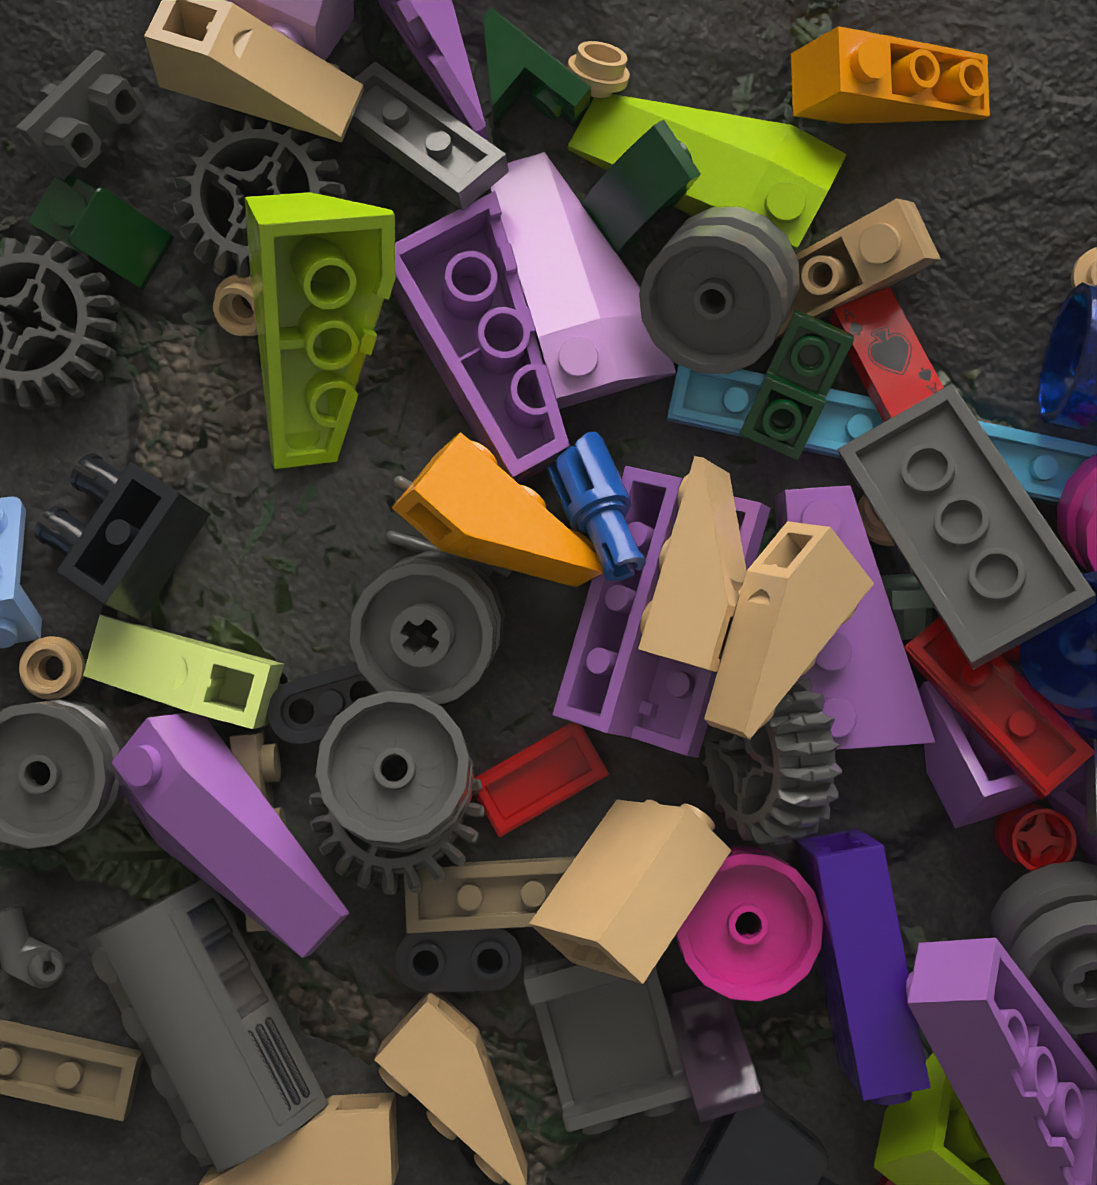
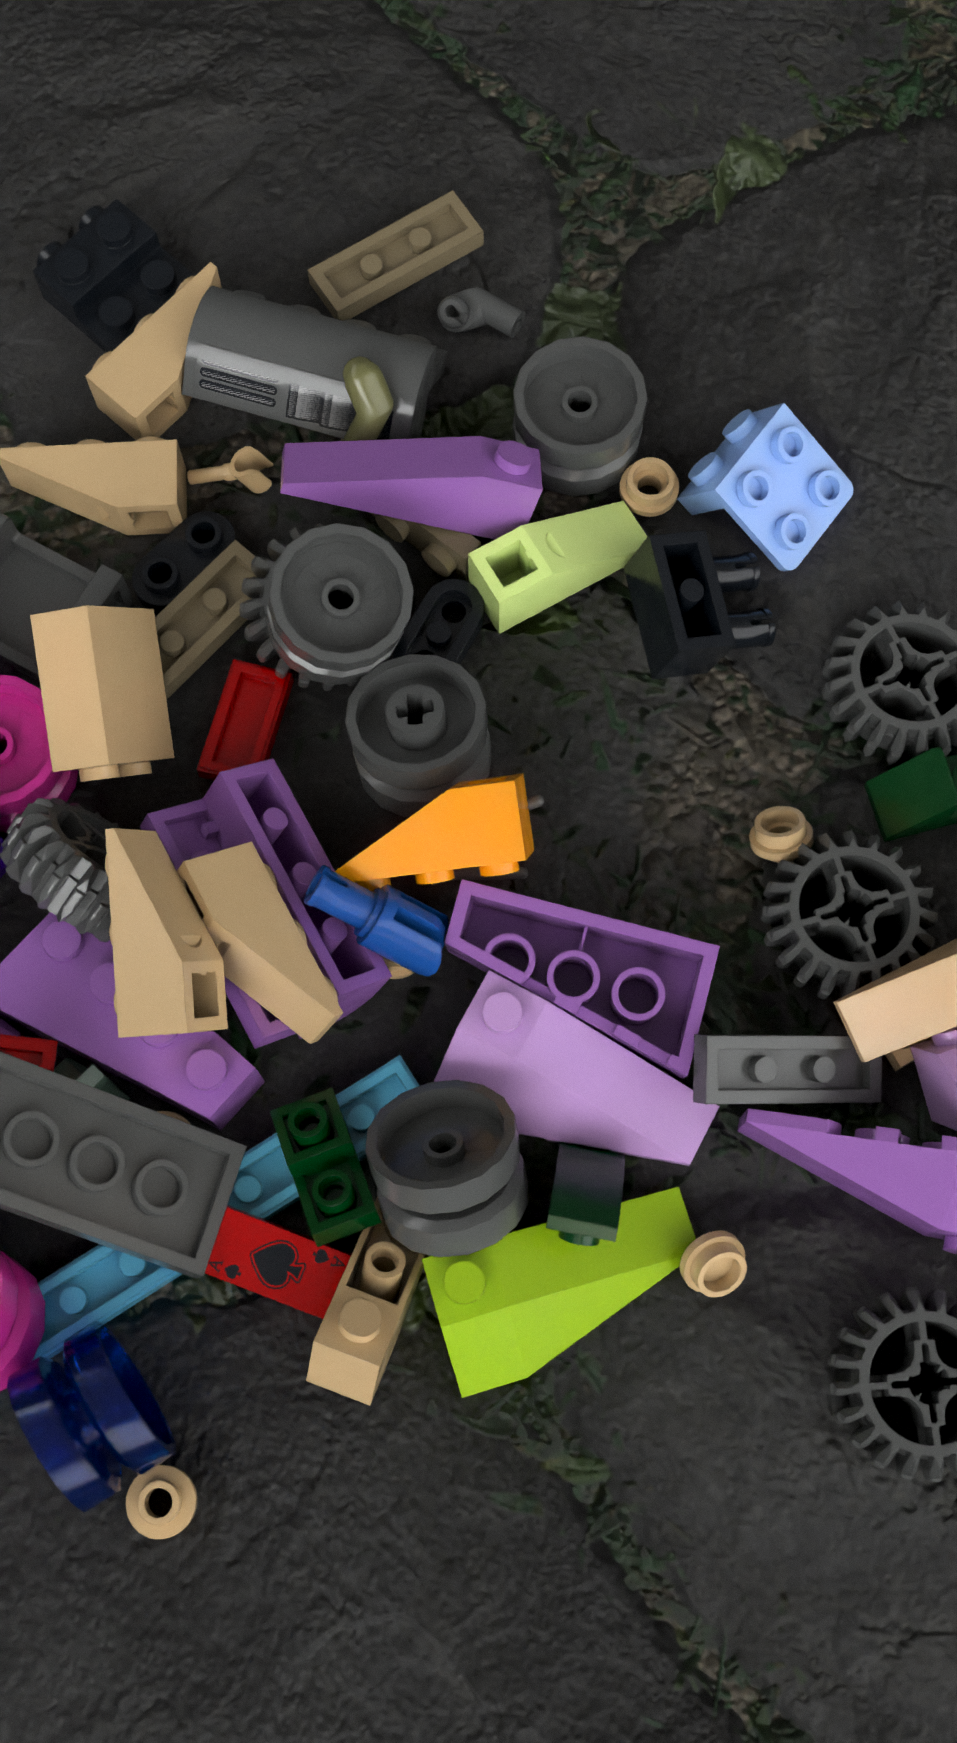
camera: 130 degrees right, 15 degrees down
(196, 937) = (369, 398): none -> olive arm
(317, 297) = (726, 871): lime wedge -> none
(344, 995) = (243, 467): none -> tan hand
(520, 65) = (779, 1199): dark green slope -> none
(886, 79) = (481, 1489): light orange slope -> none

